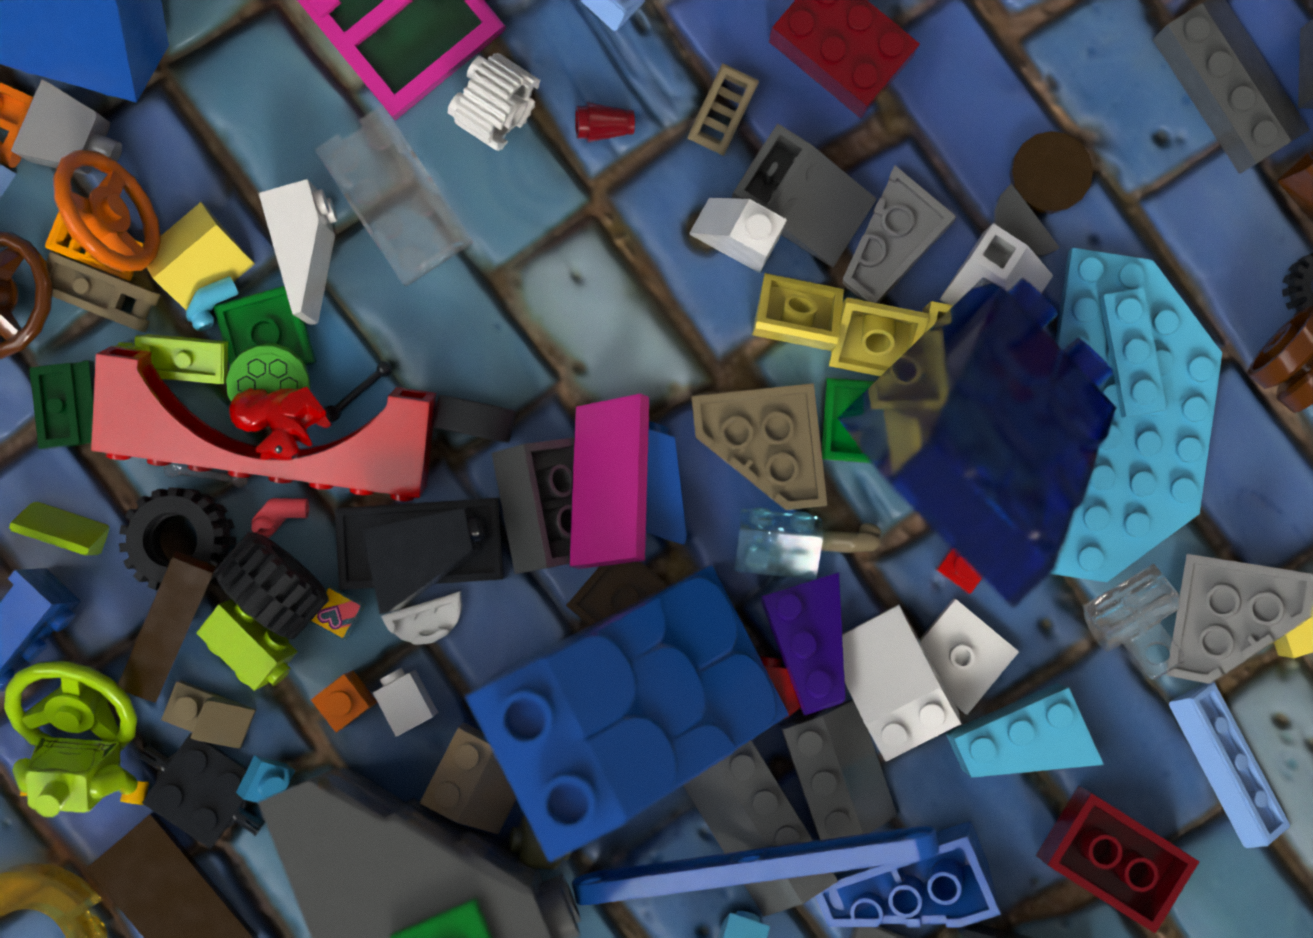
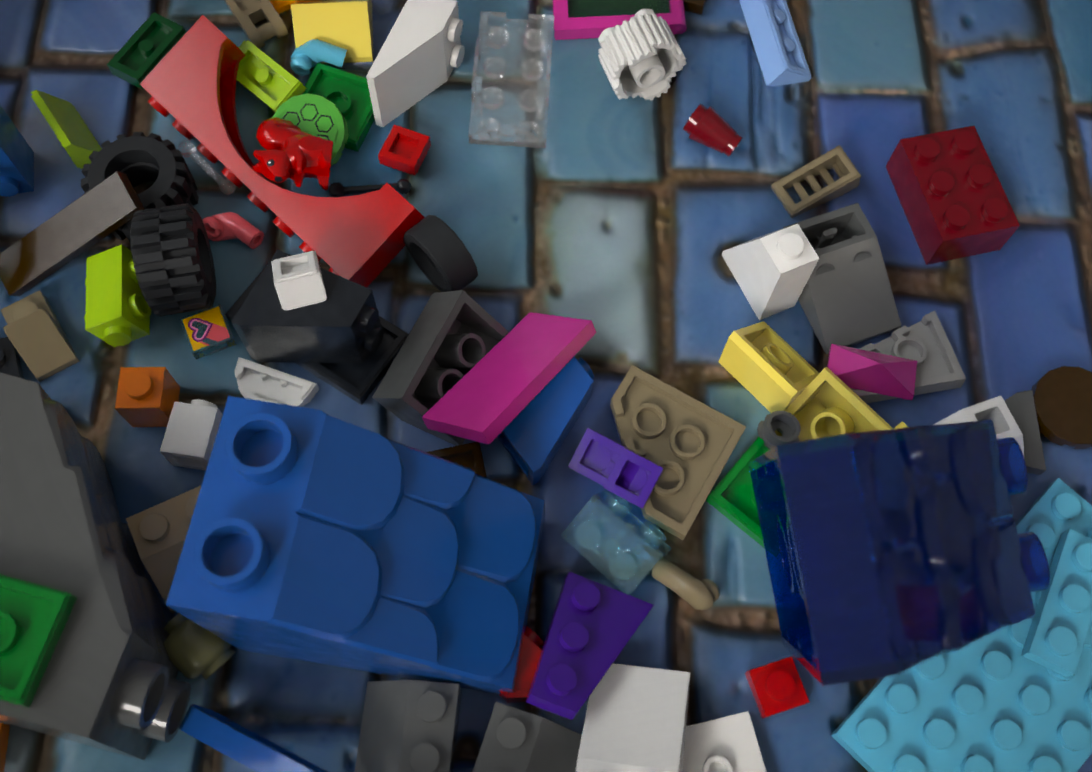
camera: 35 degrees right, 20 degrees down
(359, 336) = (404, 150): none -> red plate
(403, 543) = (298, 280): none -> white slope
(740, 490) = (616, 468): none -> dark purple slope
(849, 363) = (782, 422): none -> dark grey plate
(880, 265) = (873, 371): none -> dark pink slope

